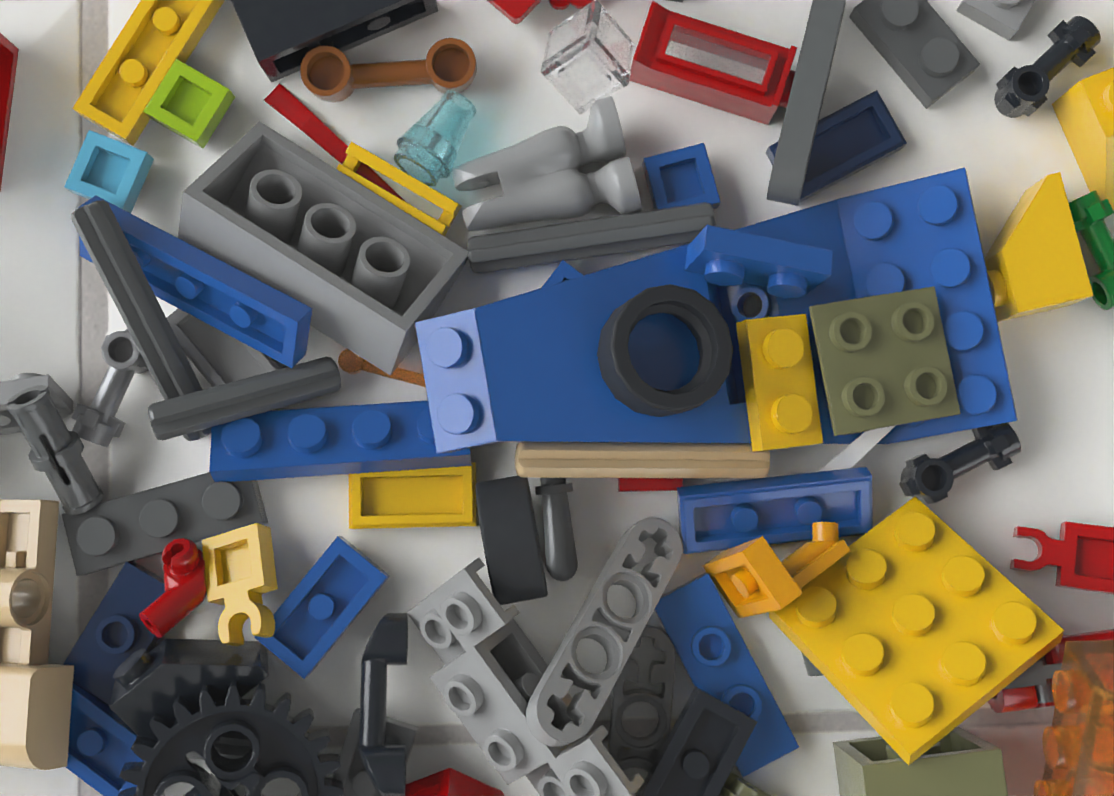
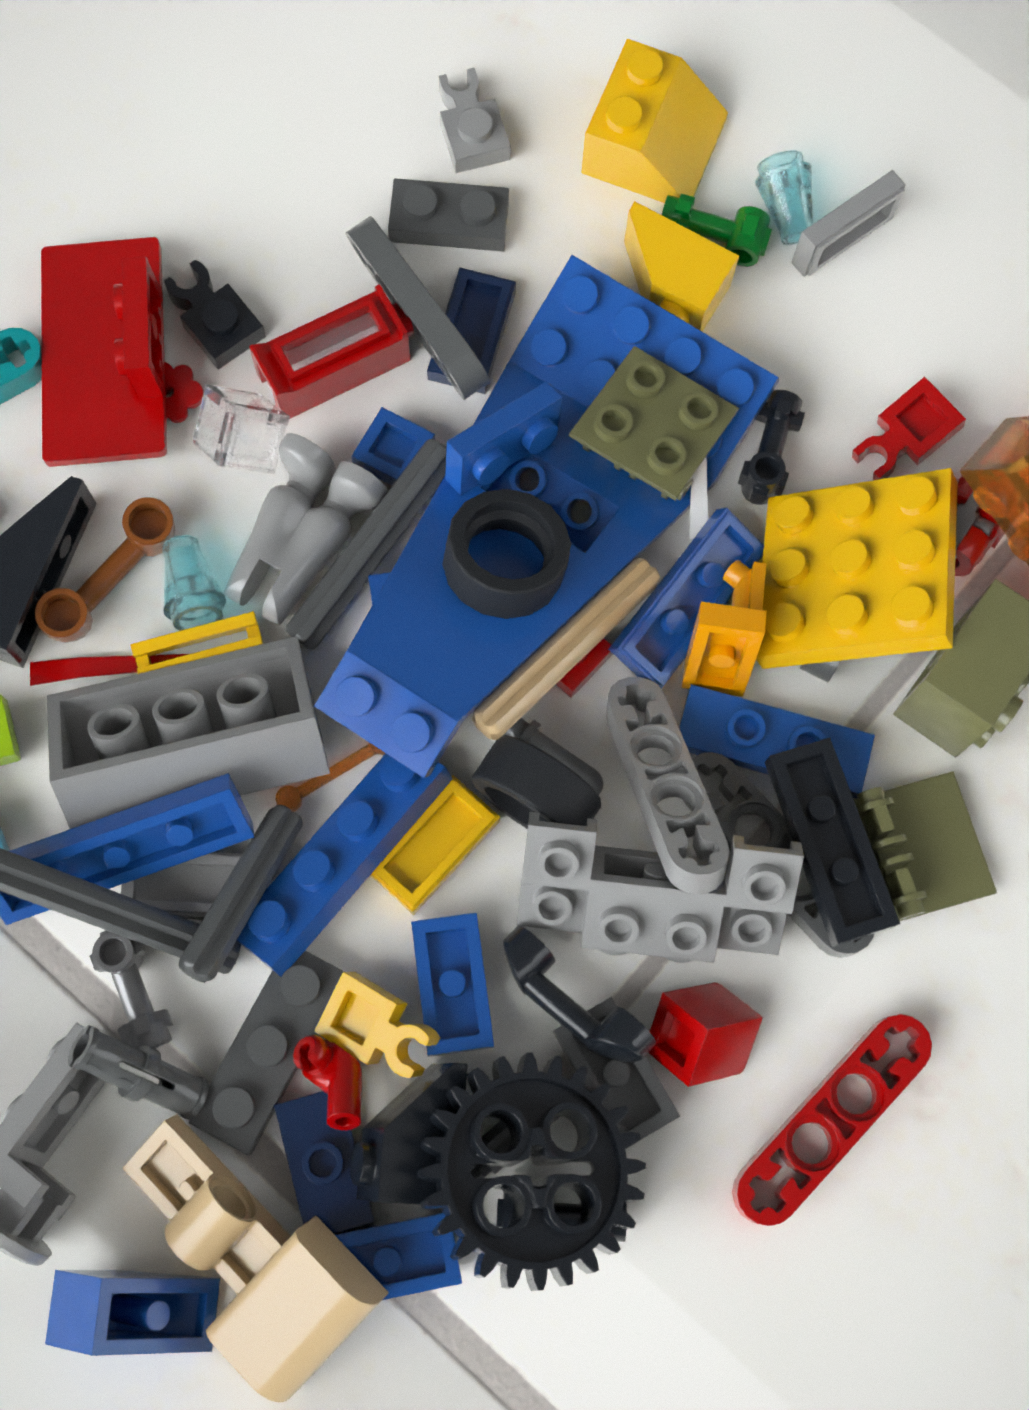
camera: 50 degrees left, 10 degrees down
(779, 382) = (602, 505): yellow plate -> none
(1025, 88) = (555, 176): black bar -> none

